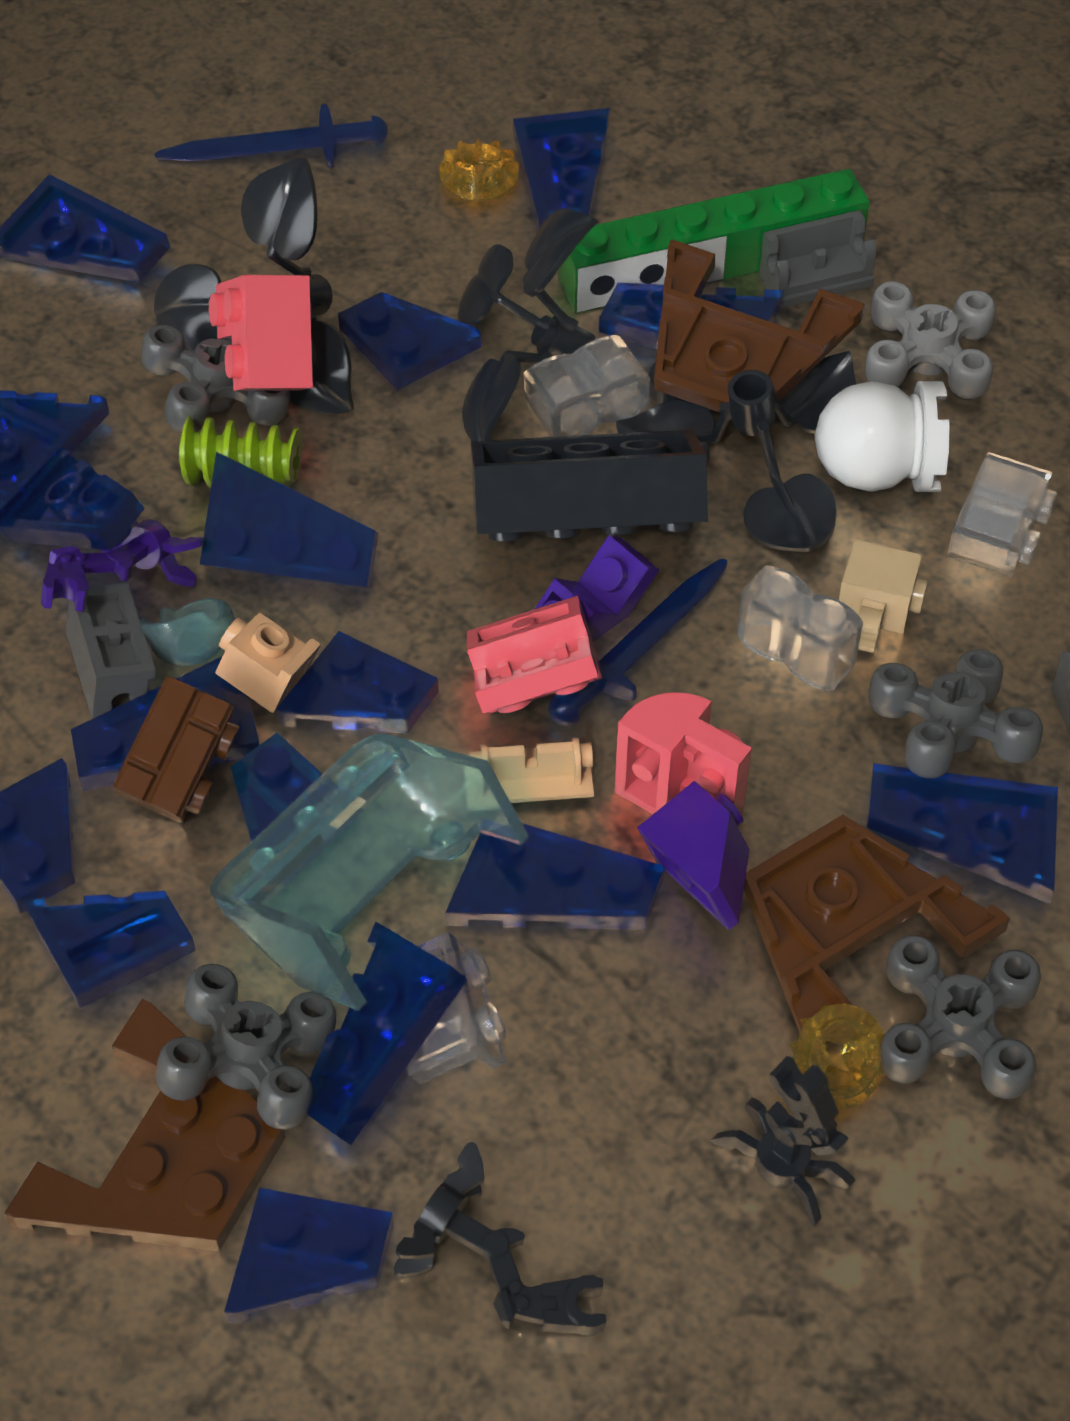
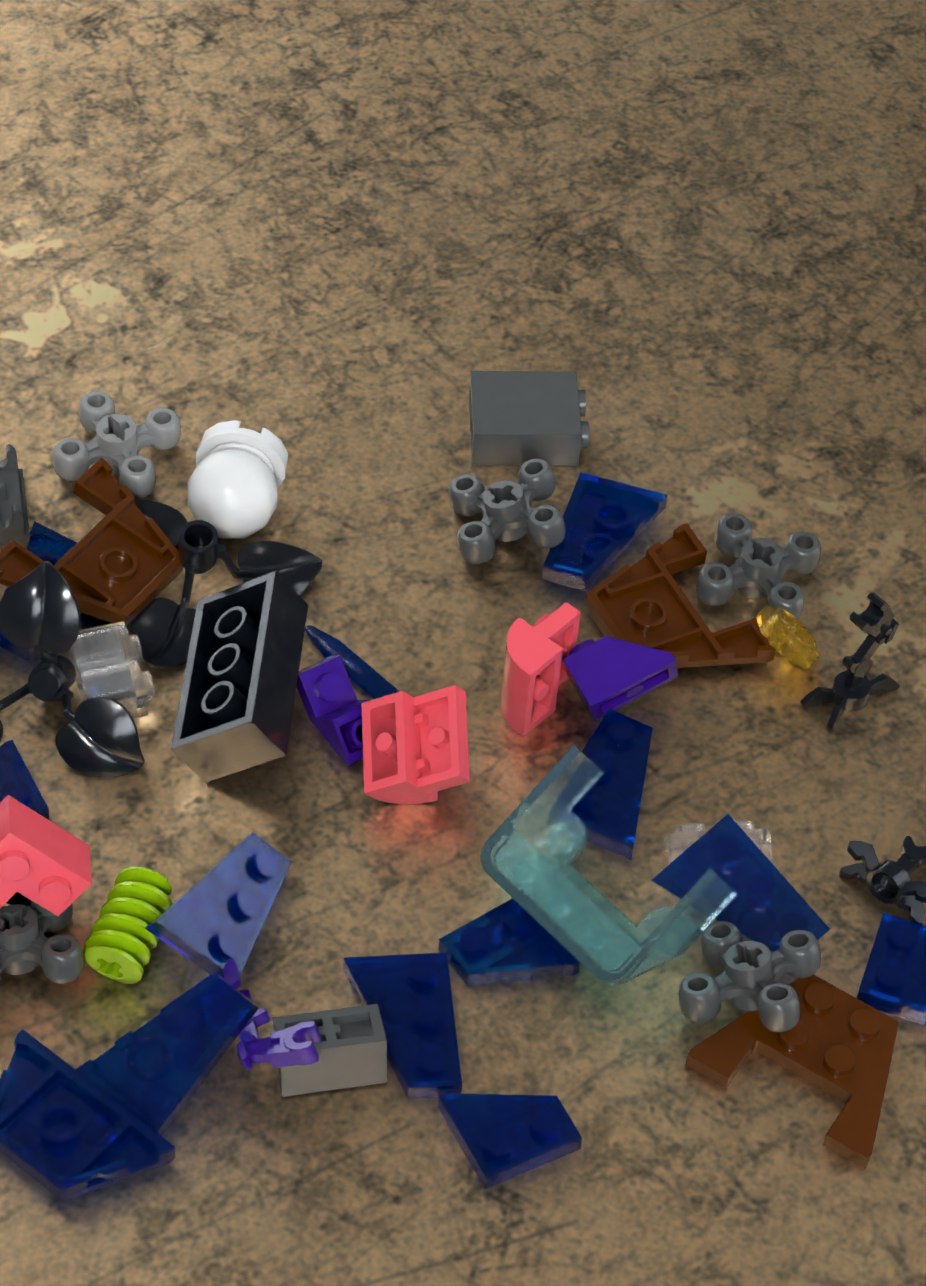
camera: 85 degrees left, 5 degrees down
(110, 940) = (630, 1074): clear blue wing -> none
(176, 750) = (467, 995): reddish brown brick -> none
(189, 633) = (324, 979): clear light blue hair -> none
(264, 659) = (375, 928): light nougat brick -> none
(359, 690) = (396, 883): clear blue wing -> none
(542, 772) = (505, 772): light nougat hinge -> none
(803, 629) = (406, 583): clear brick -> none
(881, 589) = (375, 531): tan brick -> none
(1001, 514) = (319, 447): clear brick -> none

